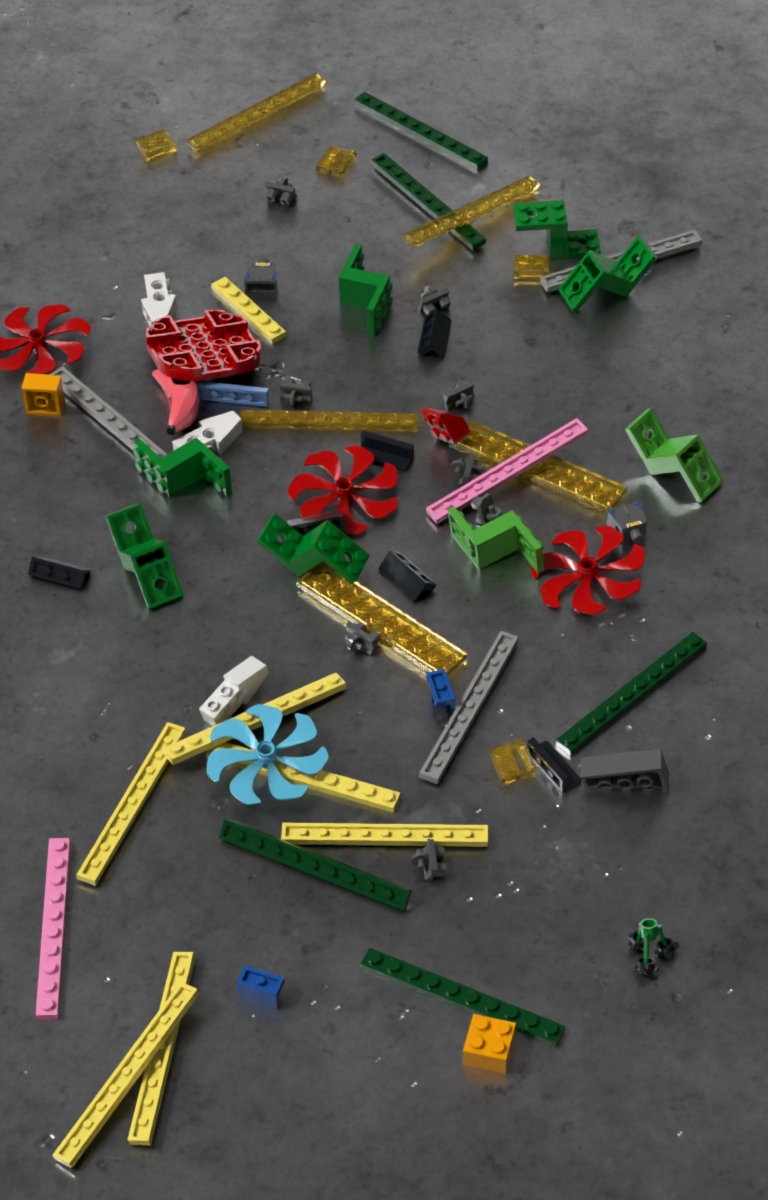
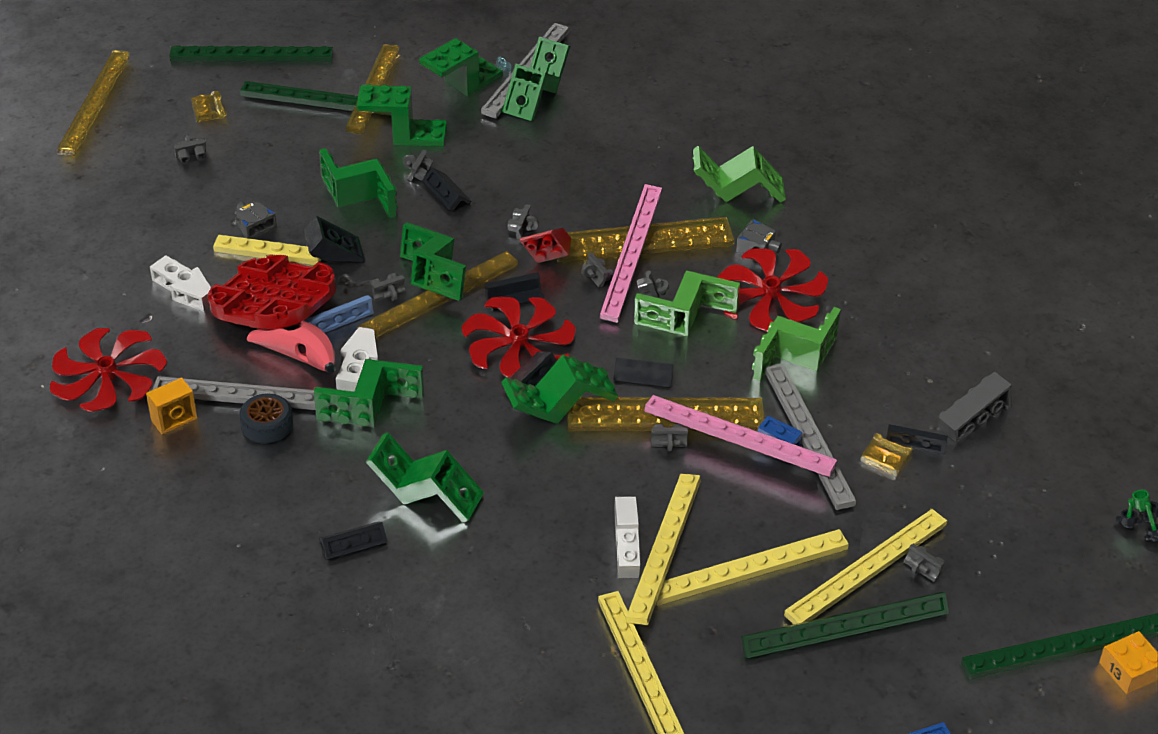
camera: 45 degrees left, 5 degrees down
(97, 443) = (266, 418): none -> black wheel
(155, 141) = (25, 163): clear yellow plate -> none
(265, 755) = (713, 566): medium azure piece -> none
(293, 330) = (332, 242): none -> black slope
(341, 388) = (433, 261): none -> green bracket
(407, 672) = (741, 435): none -> bright pink plate
(459, 249) = (399, 102): none -> green bracket
(531, 266) = (461, 106): clear yellow plate -> none
(544, 627) = (796, 343): none -> bright green bracket
(609, 246) = (503, 65): none -> clear light blue tile
(631, 693) = (904, 357): dark green plate -> none

